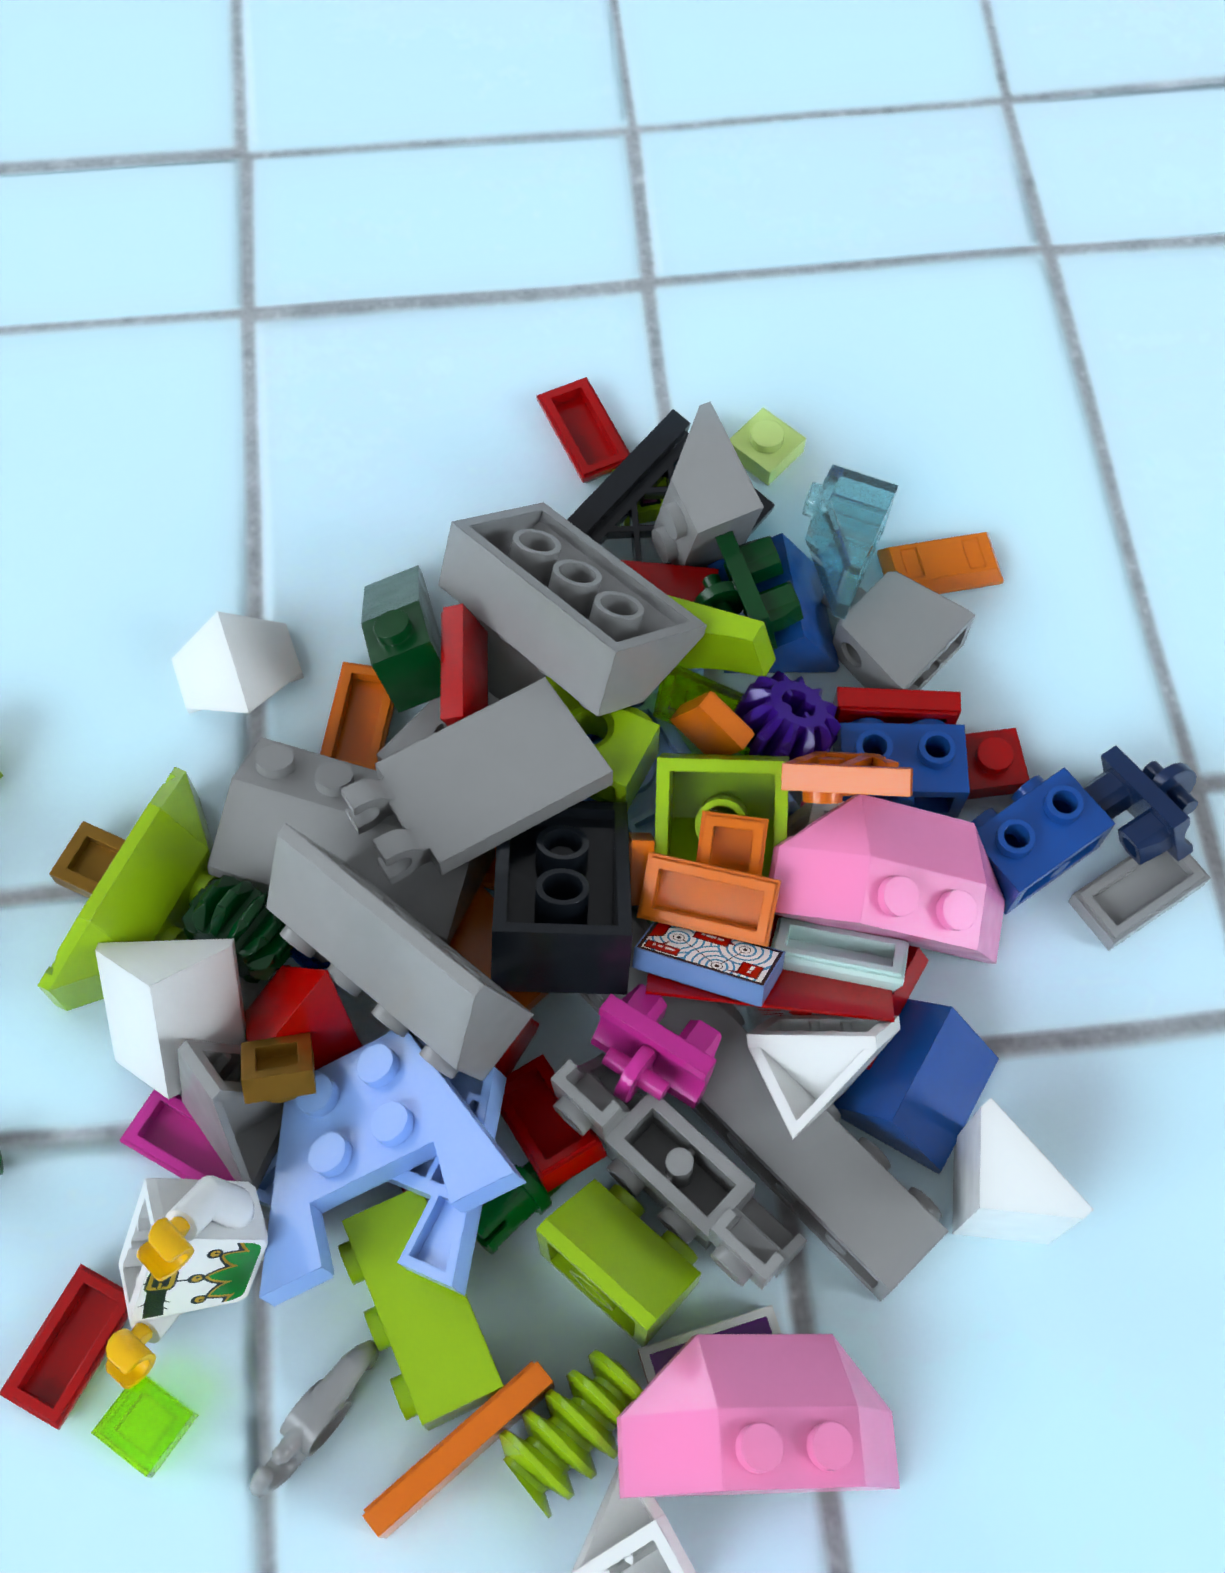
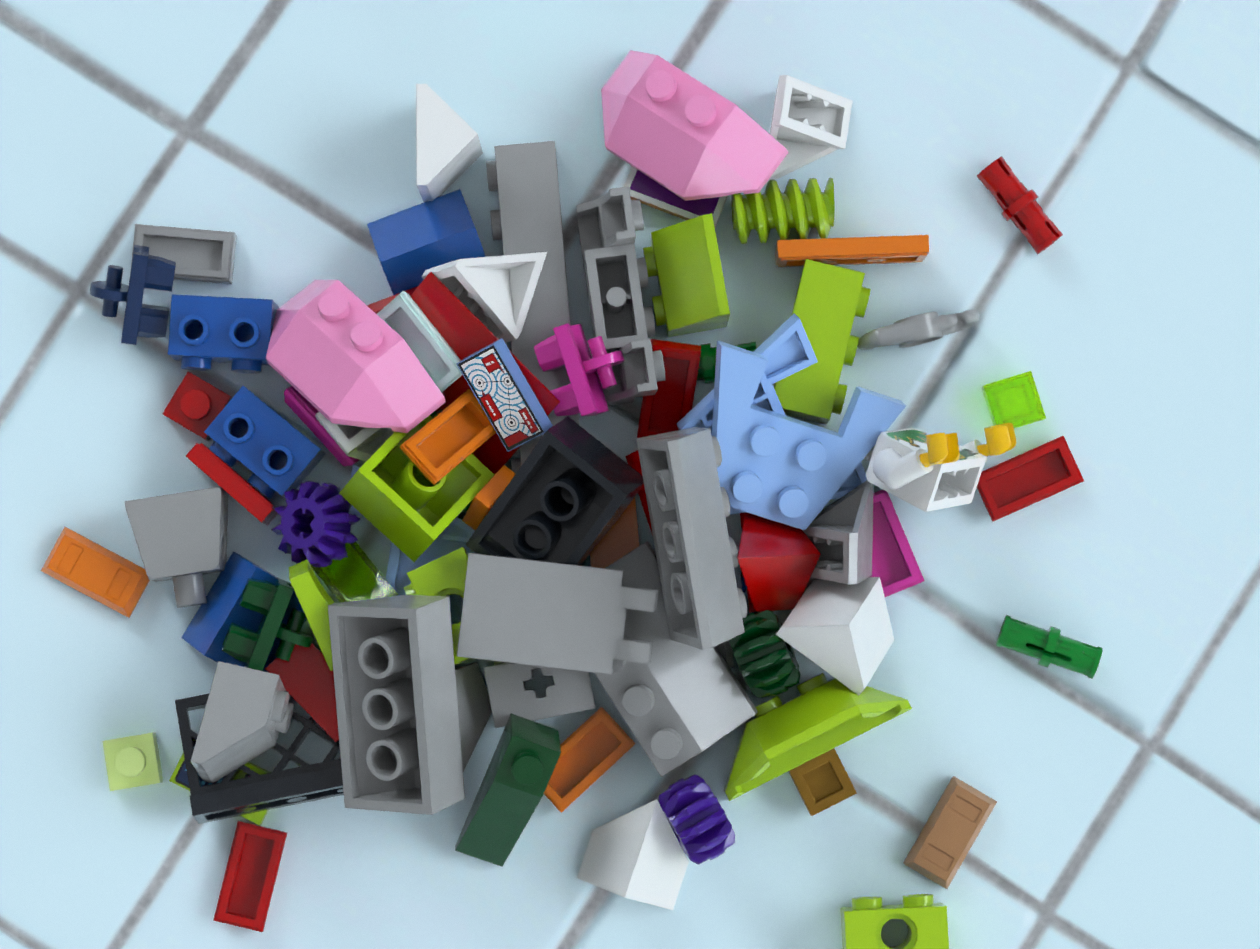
camera: 140 degrees left, 20 degrees up
(198, 732) = (697, 819): none -> dark purple gear
(277, 1068) = (805, 530): pearl gold plate -> none
(462, 664) = (501, 710): red tile -> none
(709, 899) = (475, 429): orange tile -> none
(712, 725) = (369, 552): orange tile -> none
(831, 775) = (326, 437): wing -> none
(845, 531) = (152, 632): clear light blue slope -> none

